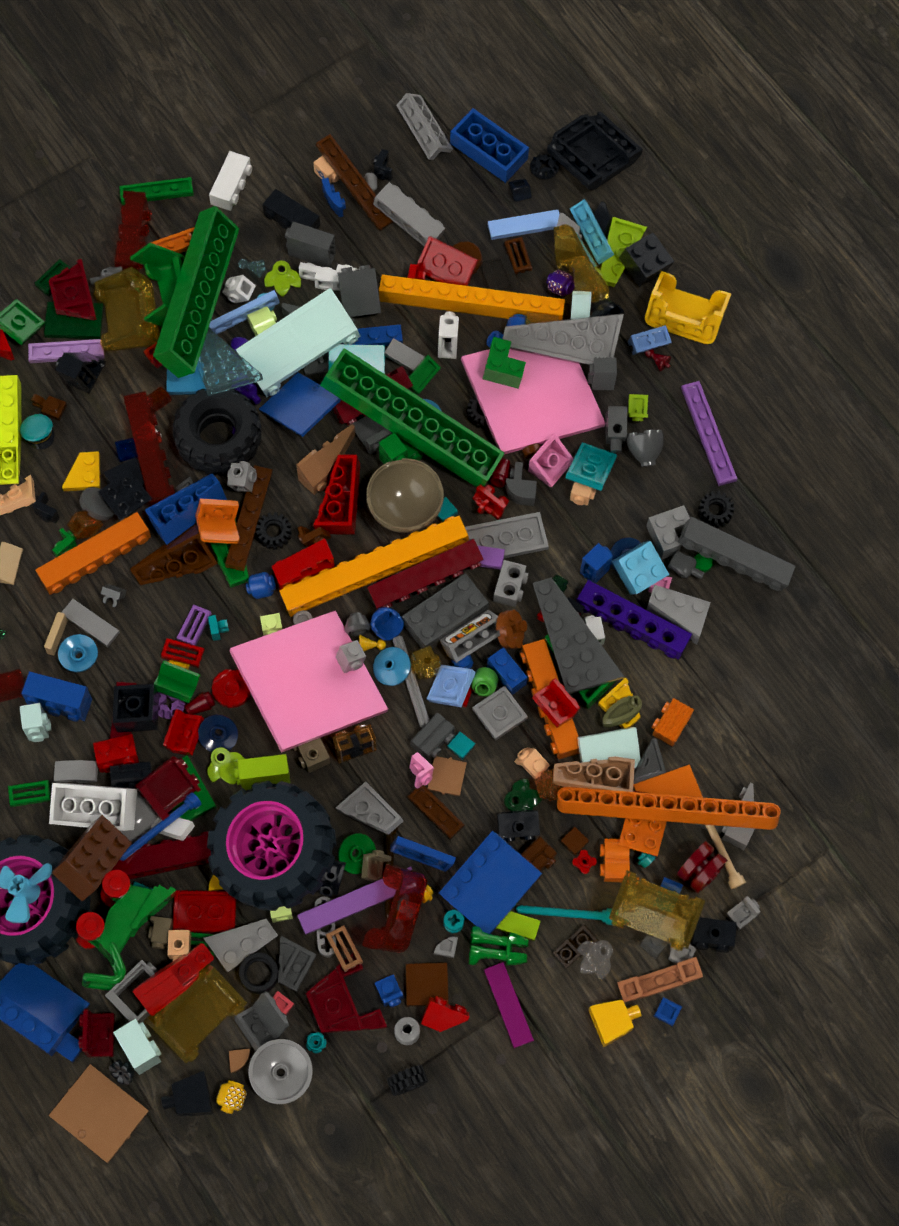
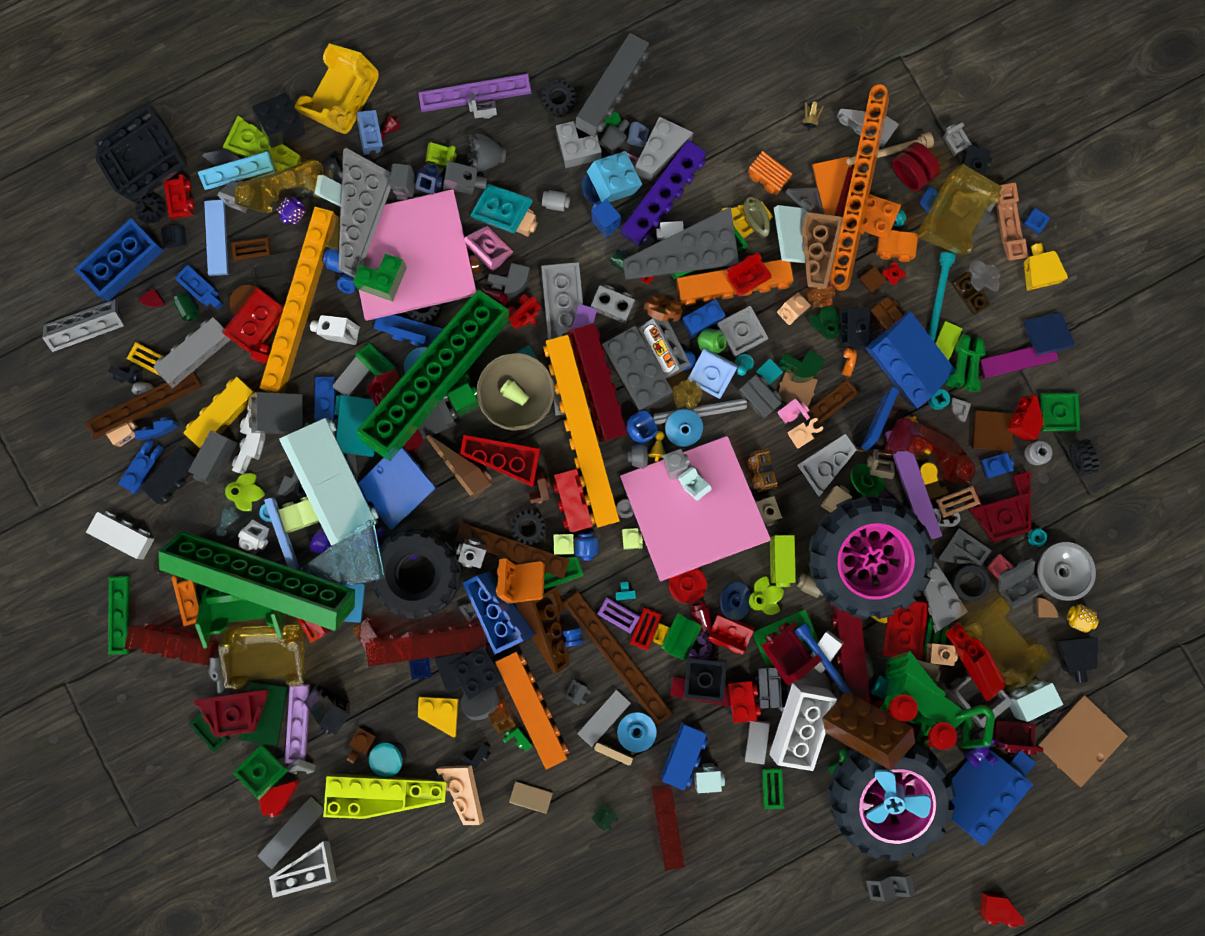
camera: 80 degrees left, 15 degrees up
(26, 357) = (300, 765): none -> light grey tile
(79, 996) = (976, 755): none -> dark purple piece
(150, 630) = (618, 658): none -> reddish brown tile
(168, 583) = (573, 637): none -> blue wheel
(259, 562) = (564, 544): none -> yellowish green brick
(297, 190) = (140, 467): none -> blue hinge
(332, 674) = (694, 484): none -> light aqua bracket
(338, 823) = (836, 496): none -> tan brick
(356, 248) = (221, 412): none -> yellow brick
(363, 919) = (928, 473): none -> leg
(400, 784) = (803, 434): none -> light nougat plate
(405, 170) = (133, 351): none -> yellow tile
(406, 499) = (514, 392): none -> yellowish green cone
(453, 206) = (185, 307): none -> dark green brick
(457, 179) = (152, 299): none -> dark red tile
(457, 396) = (409, 329): none -> blue bracket
(457, 1055) = (1059, 412): none -> green tile
(466, 717) = (745, 363): none -> teal piece
(466, 779) = (804, 370): none -> dark green brick
(473, 215) = (198, 287): none -> blue hinge
(483, 826) = (851, 356): none -> orange arm
(541, 1033) = (1048, 334): none -> dark blue tile
(557, 187) = (179, 198): none -> red bracket
(609, 518) = (555, 200): none -> light grey brick
(610, 396) = (429, 178): none -> dark blue brick
(691, 439) = (482, 109): none -> light grey bracket
(691, 587) = (637, 135): none -> sand blue brick
(739, 756) = (812, 116): none -> pearl gold piece

